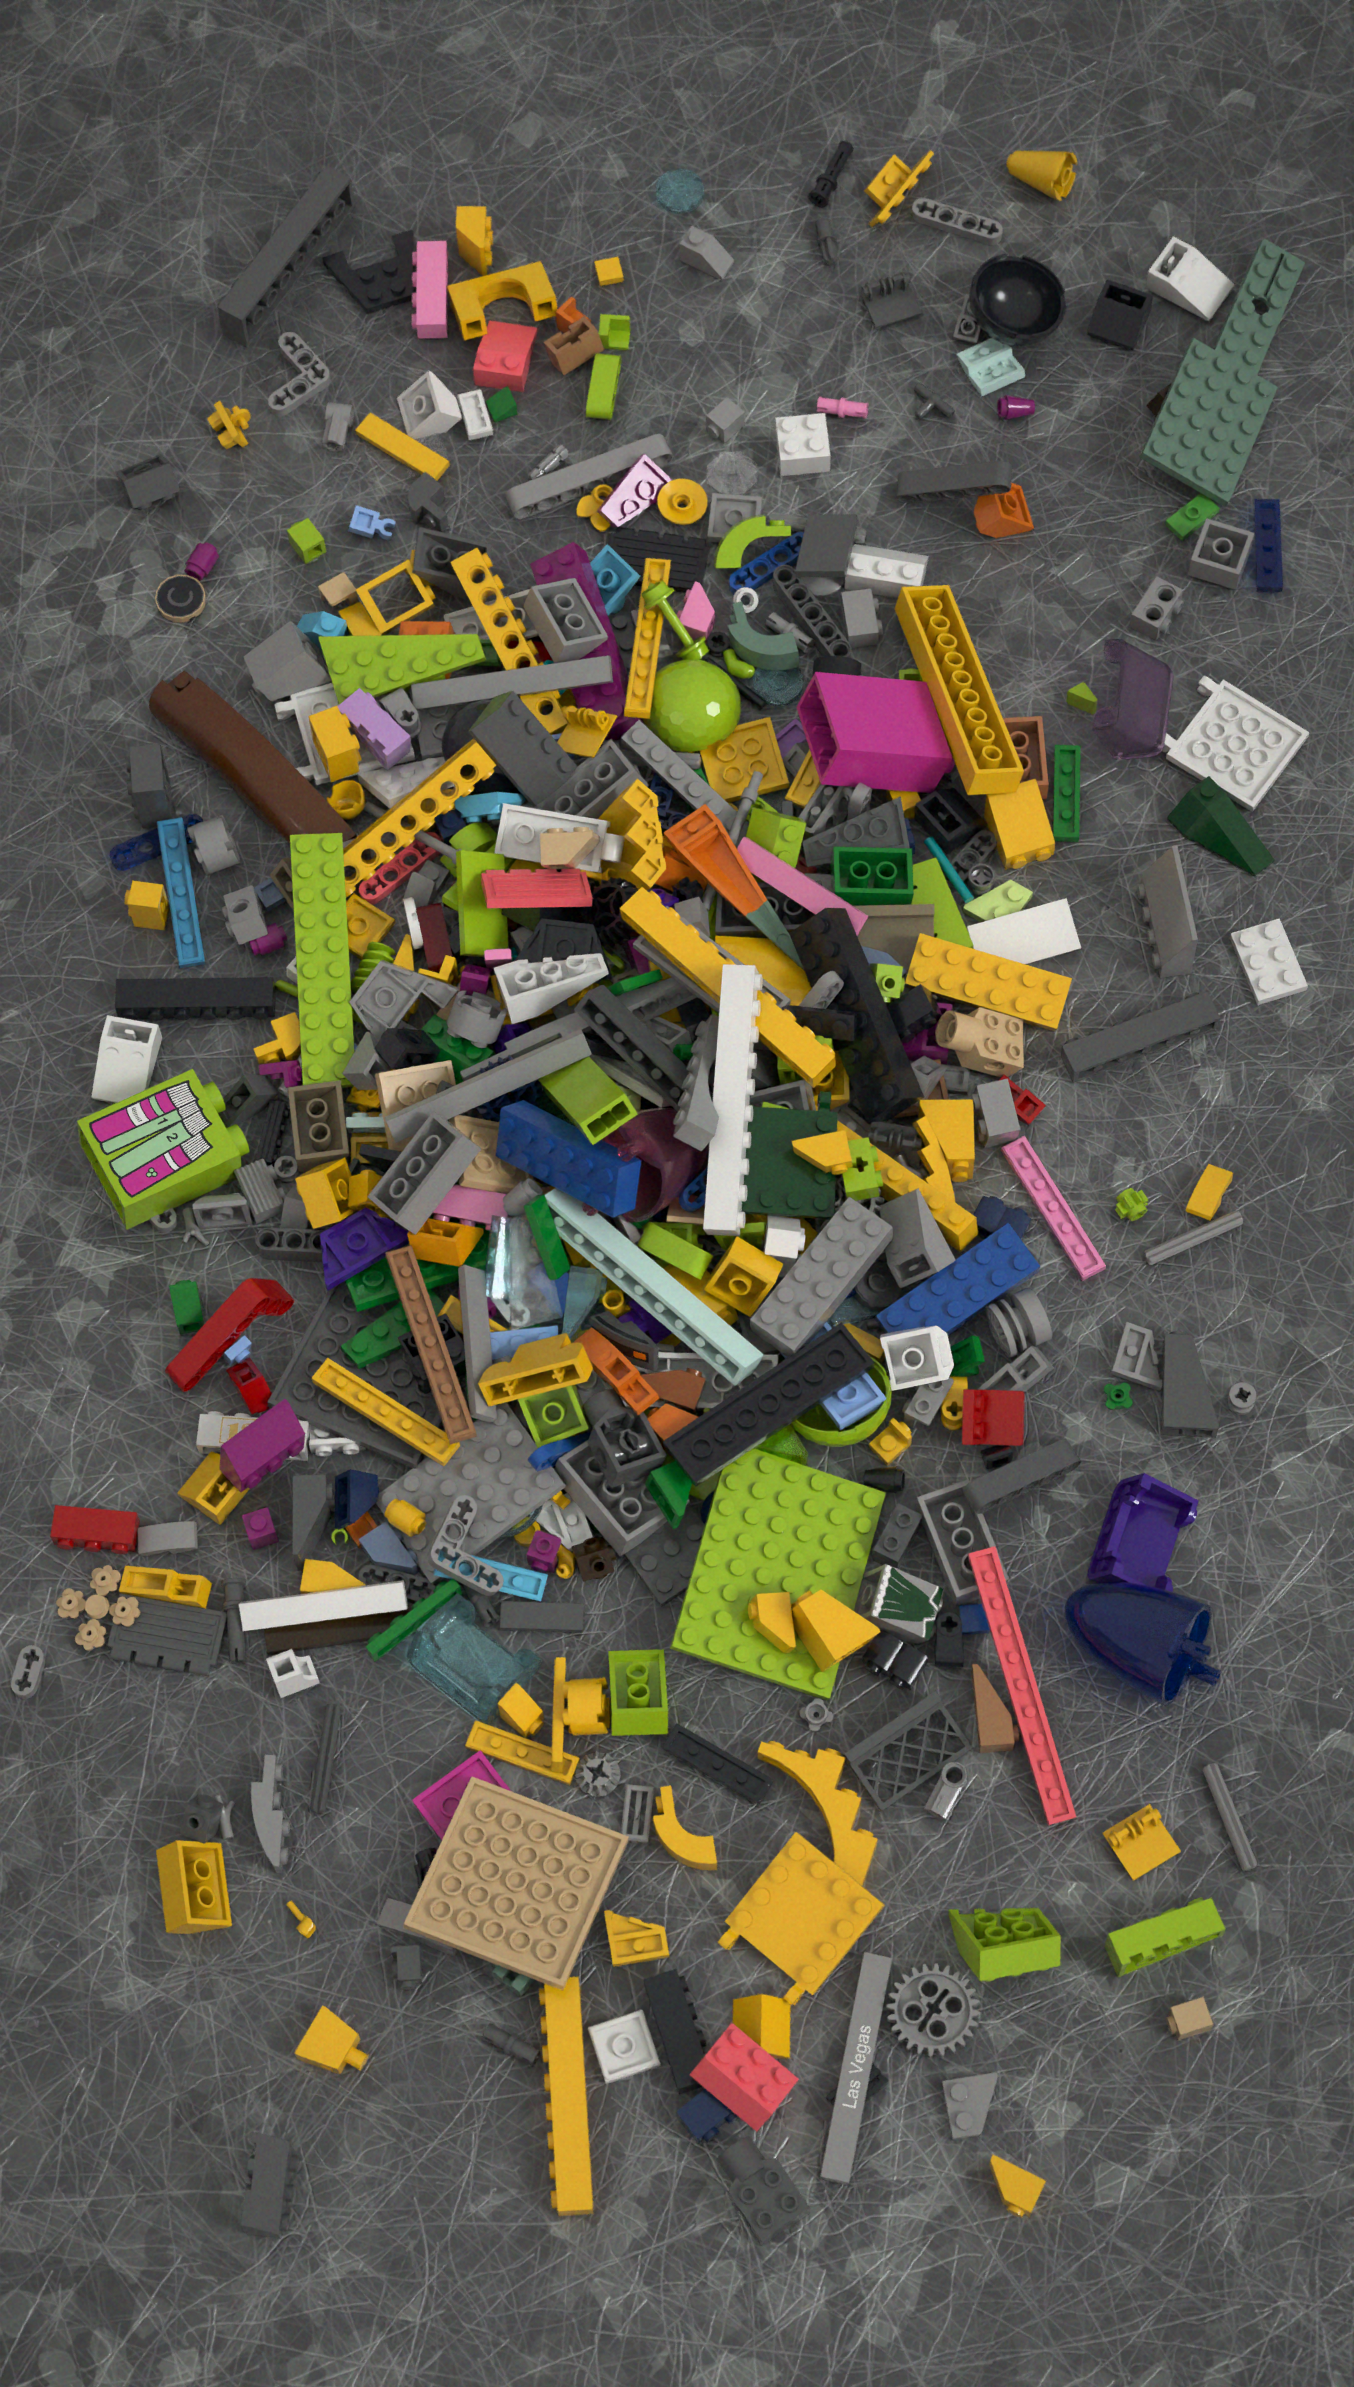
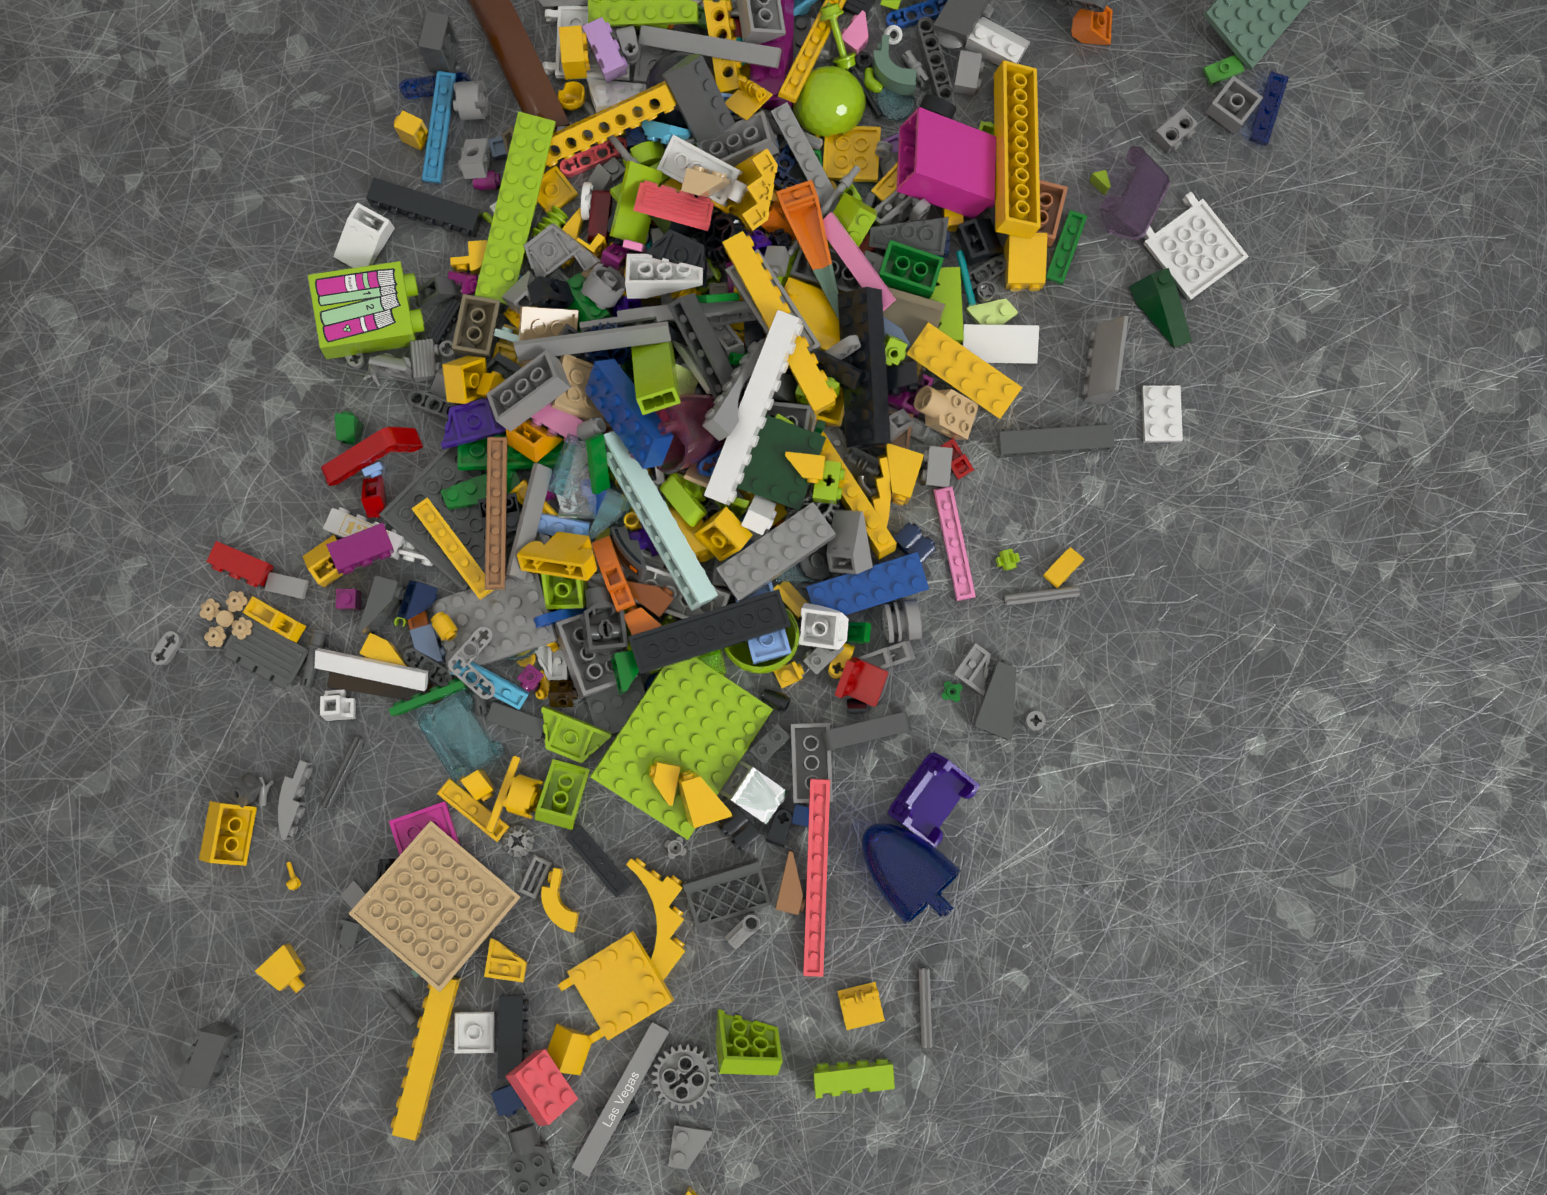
camera: 10 degrees right, 15 degrees up
(625, 1610) = (571, 736): none -> lime wing
(784, 742) = (883, 149): none -> light grey bush
(1189, 2019) = (850, 1138): tan brick -> none

